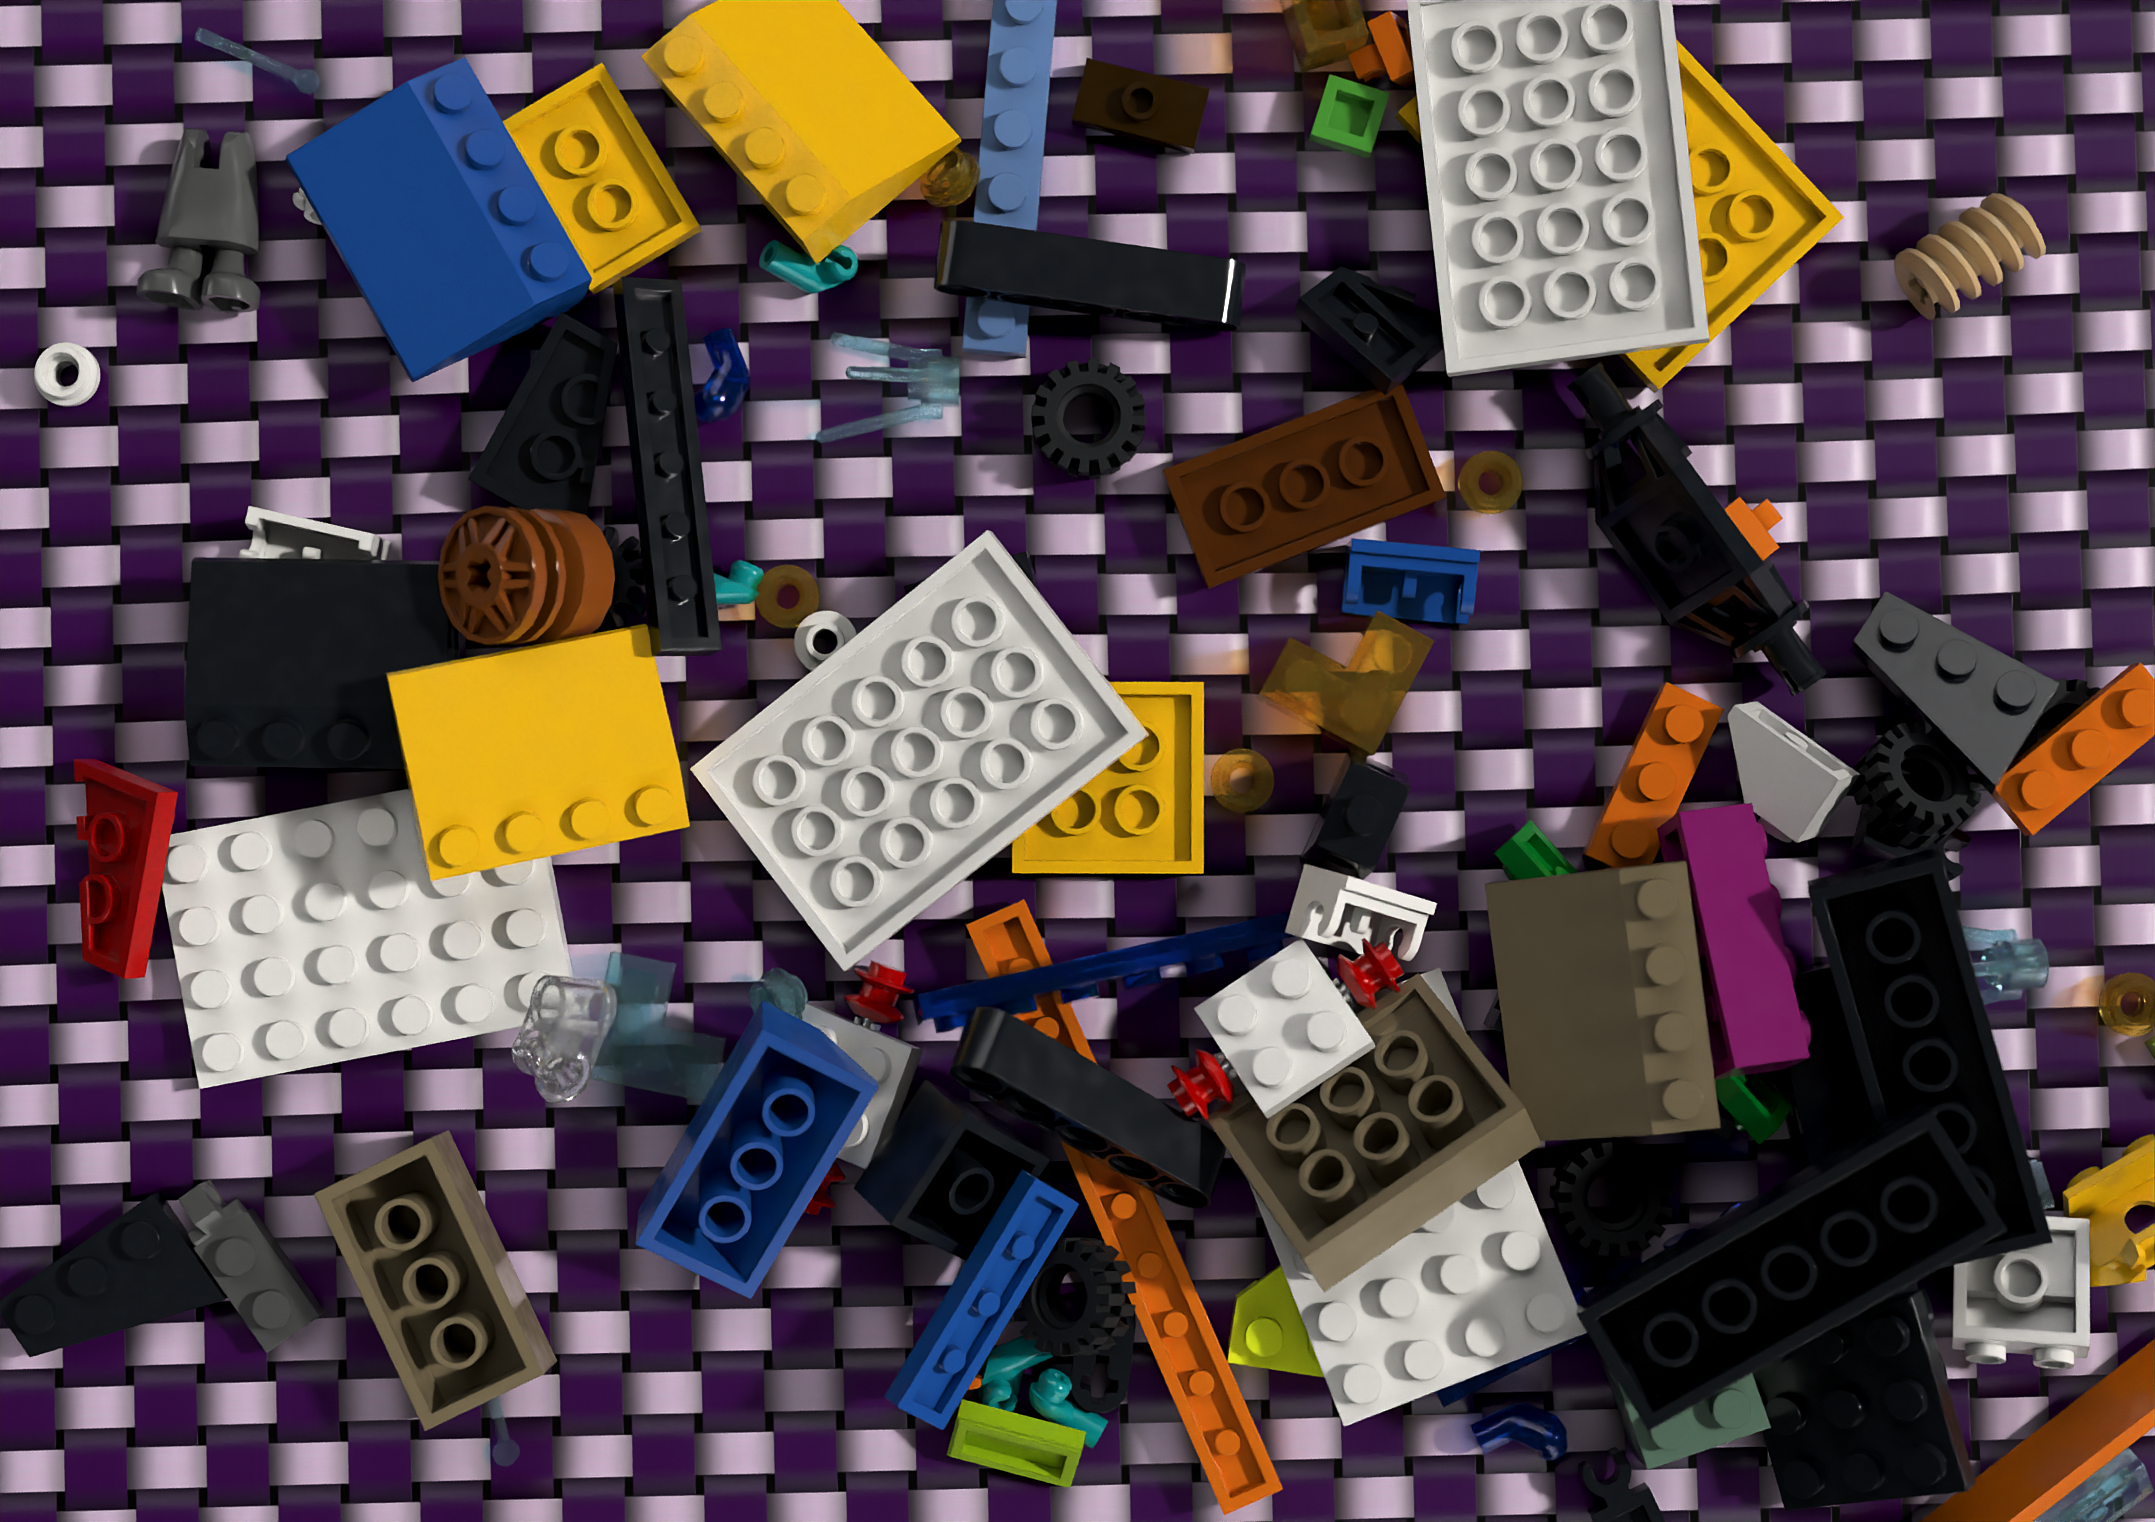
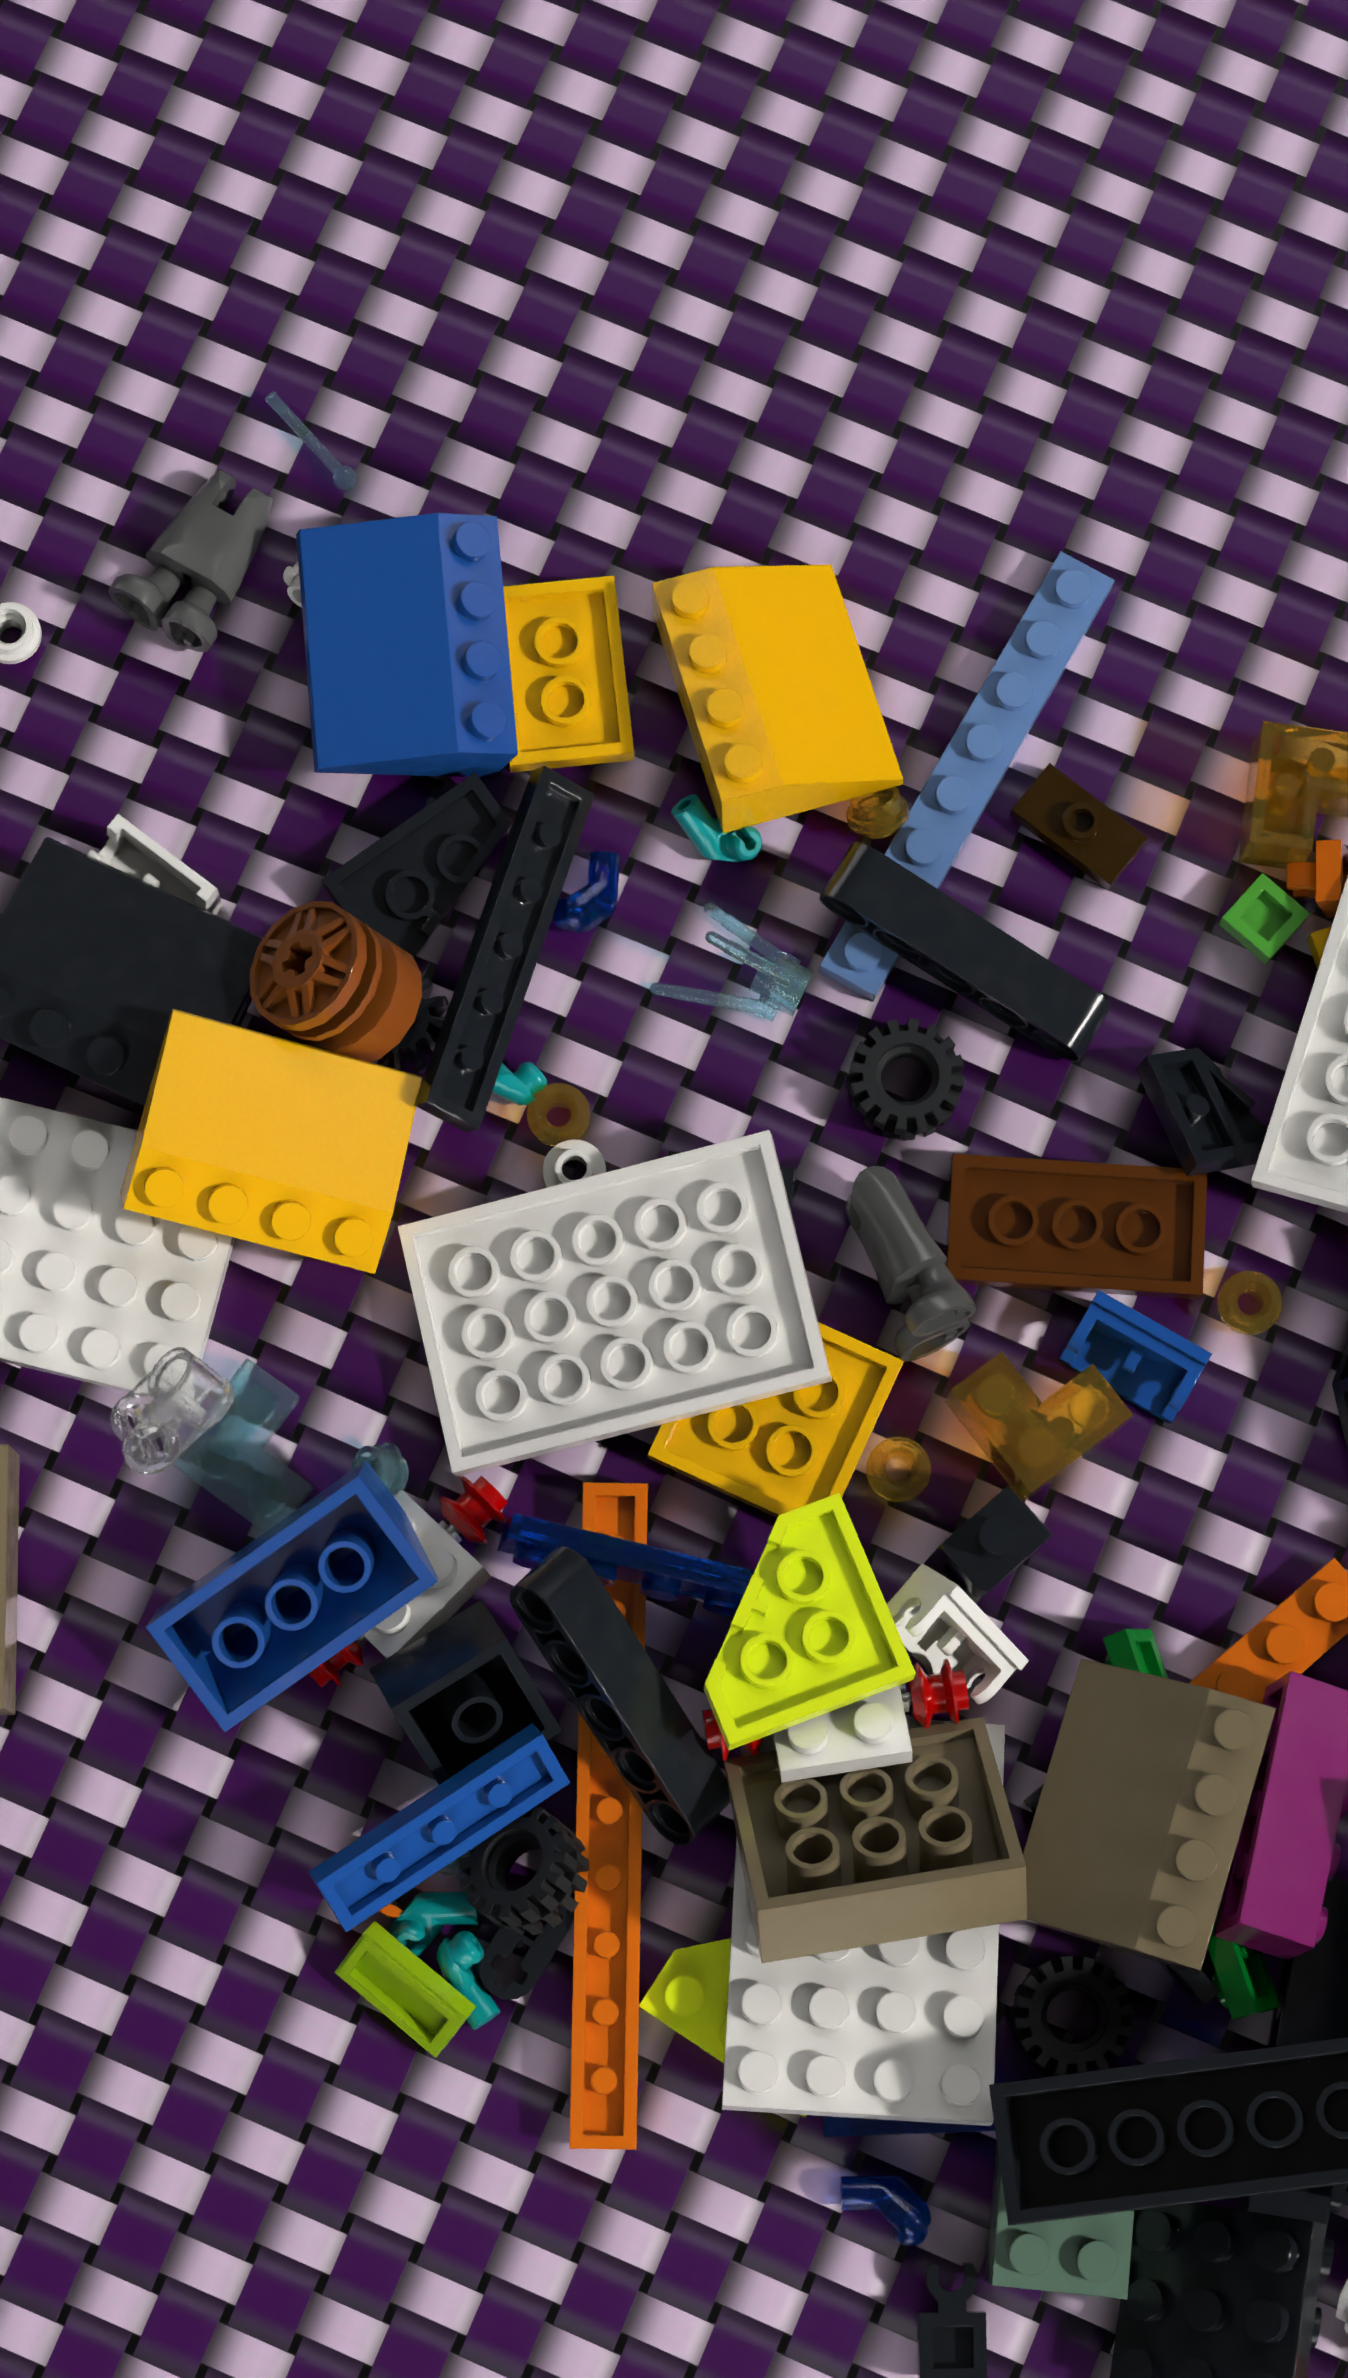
camera: 25 degrees right, 10 degrees down
(1166, 590) = (907, 1264): none -> dark grey piece
(1229, 977) = (805, 1630): none -> neon yellow plate

